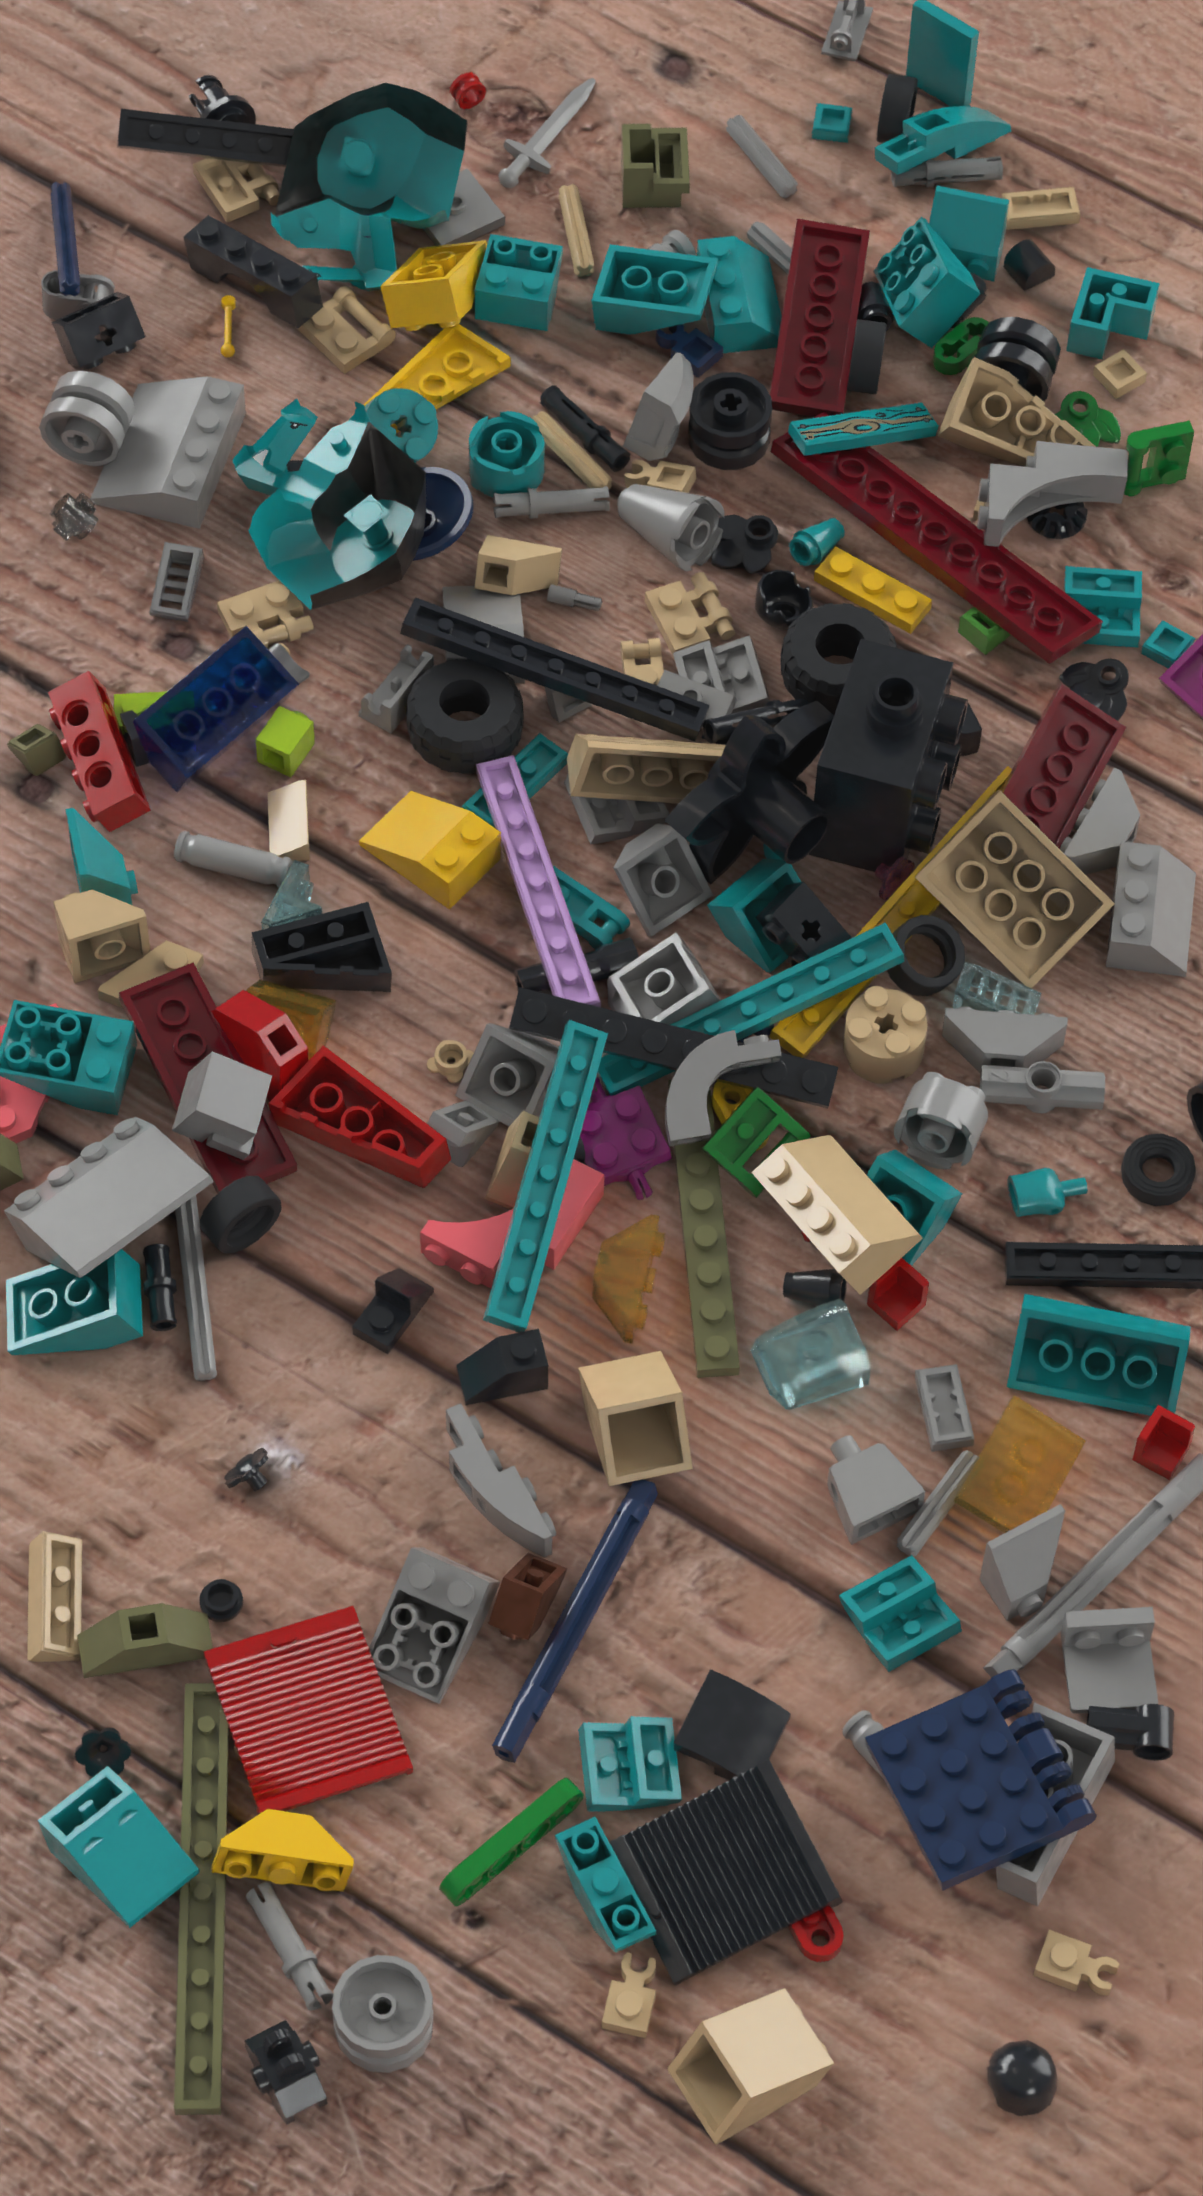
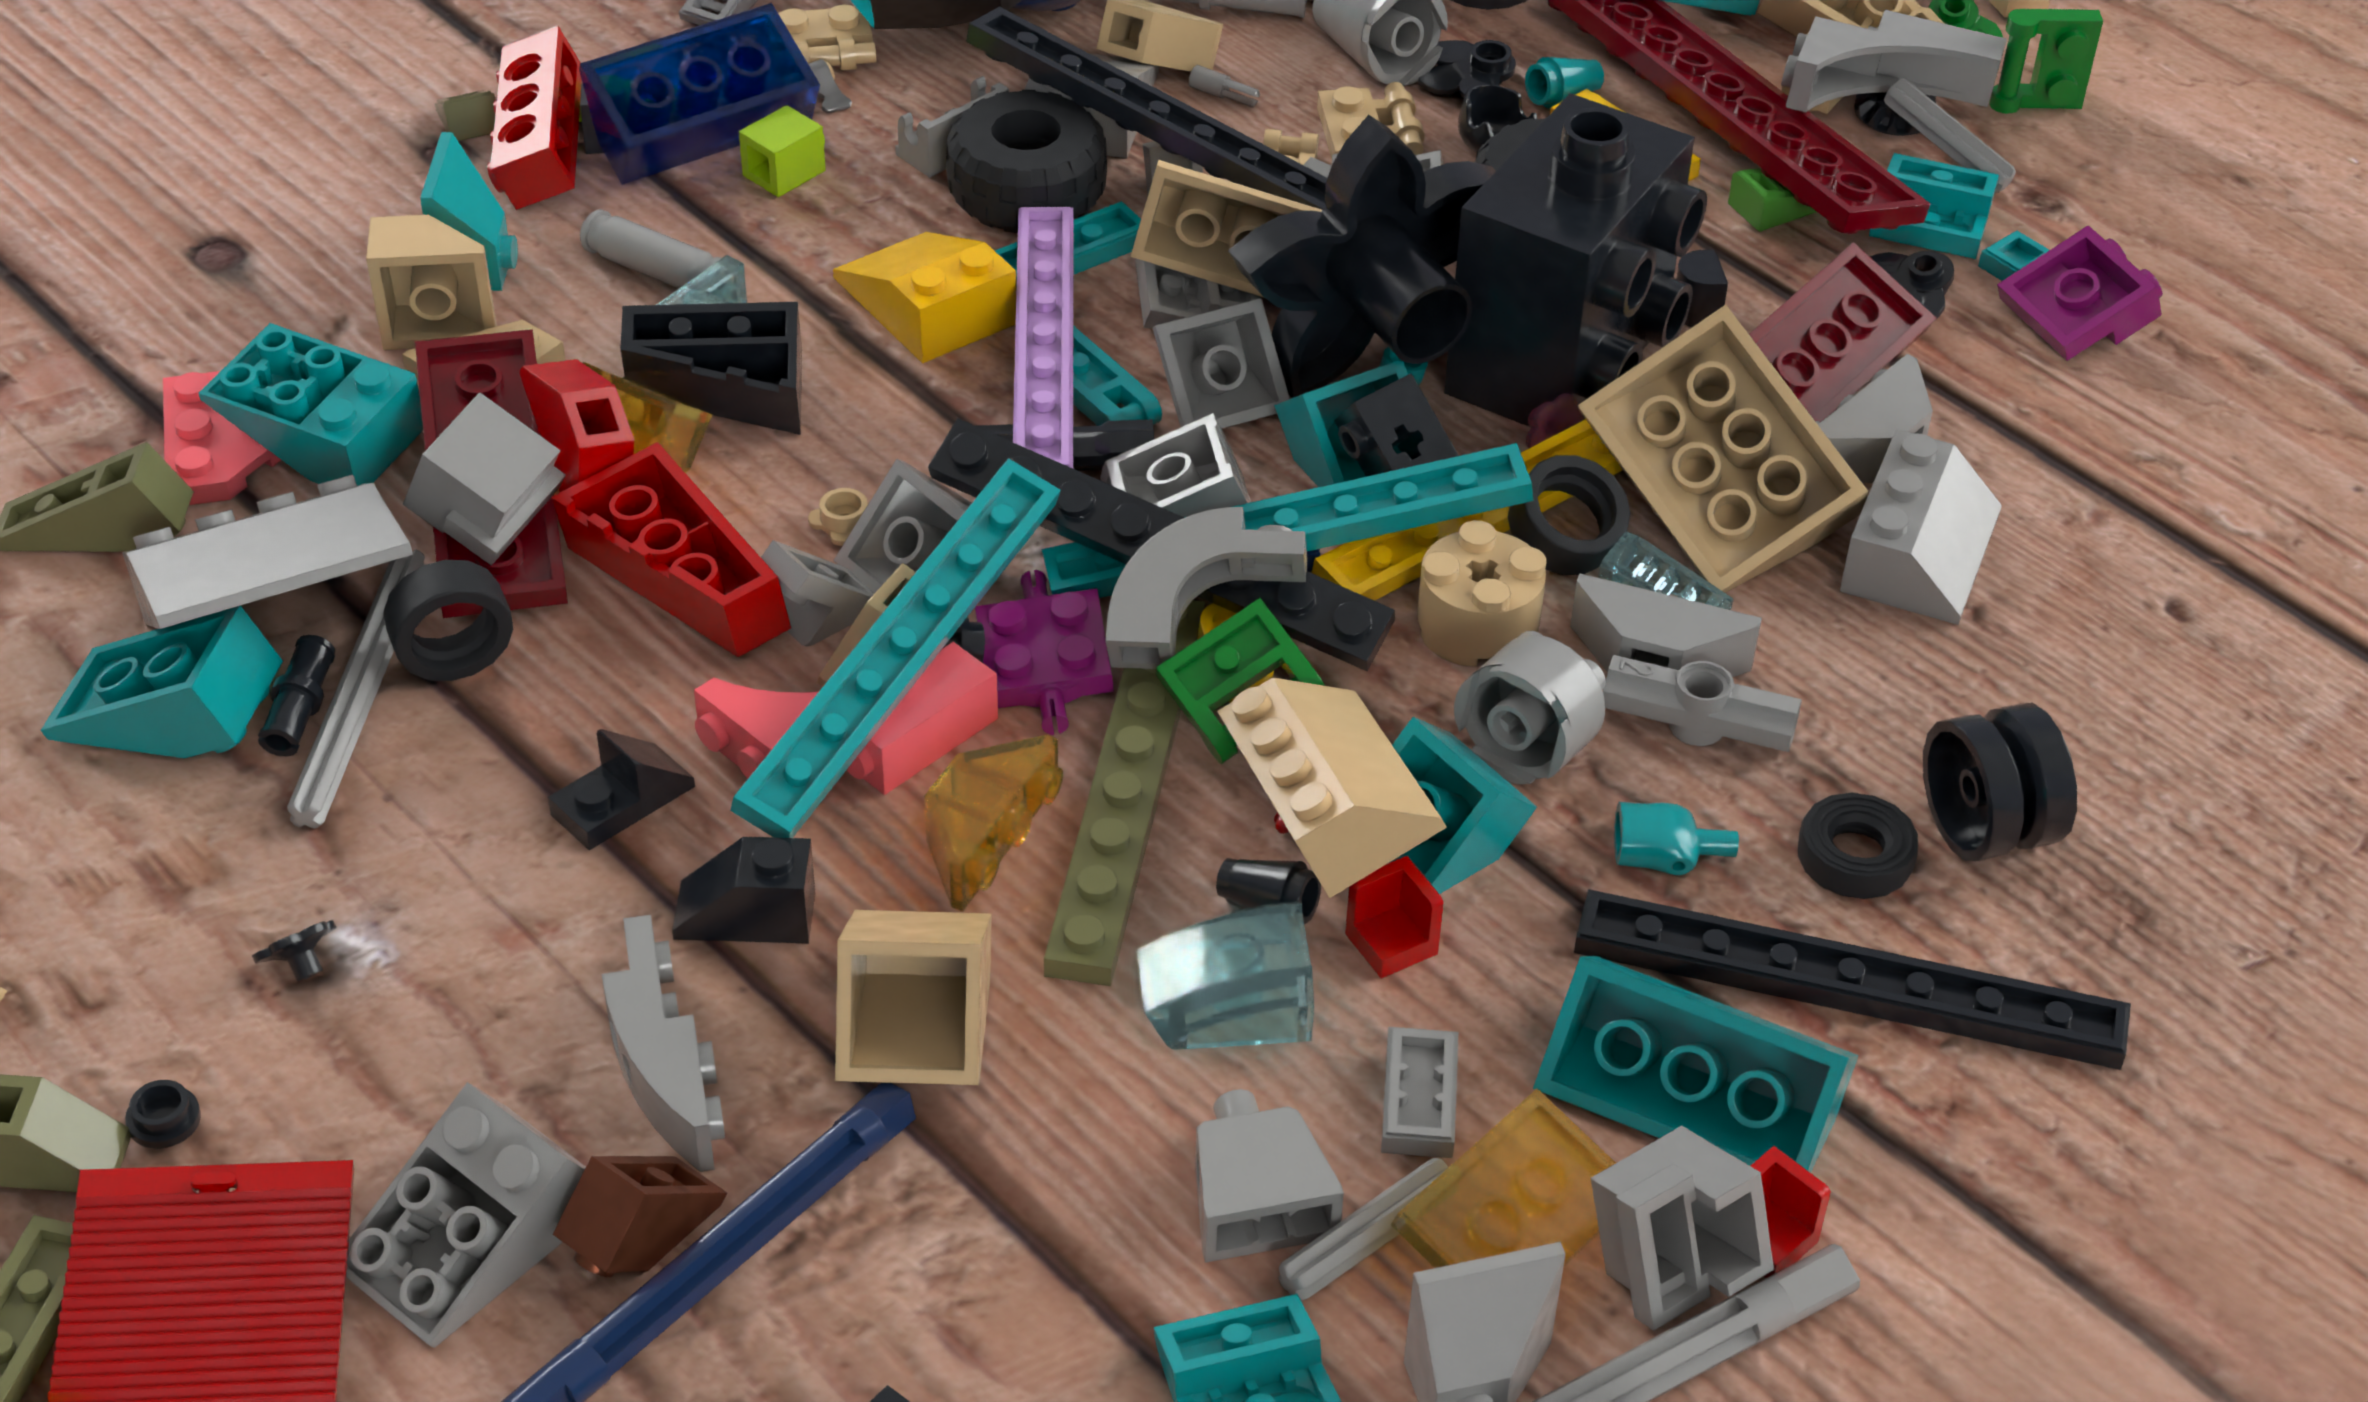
camera: 15 degrees right, 15 degrees down
(289, 821) = (755, 230): tan slope -> none
(1099, 539) = (1947, 132): none -> light grey axle
(1116, 1464) = (1681, 1222): none -> light grey plate

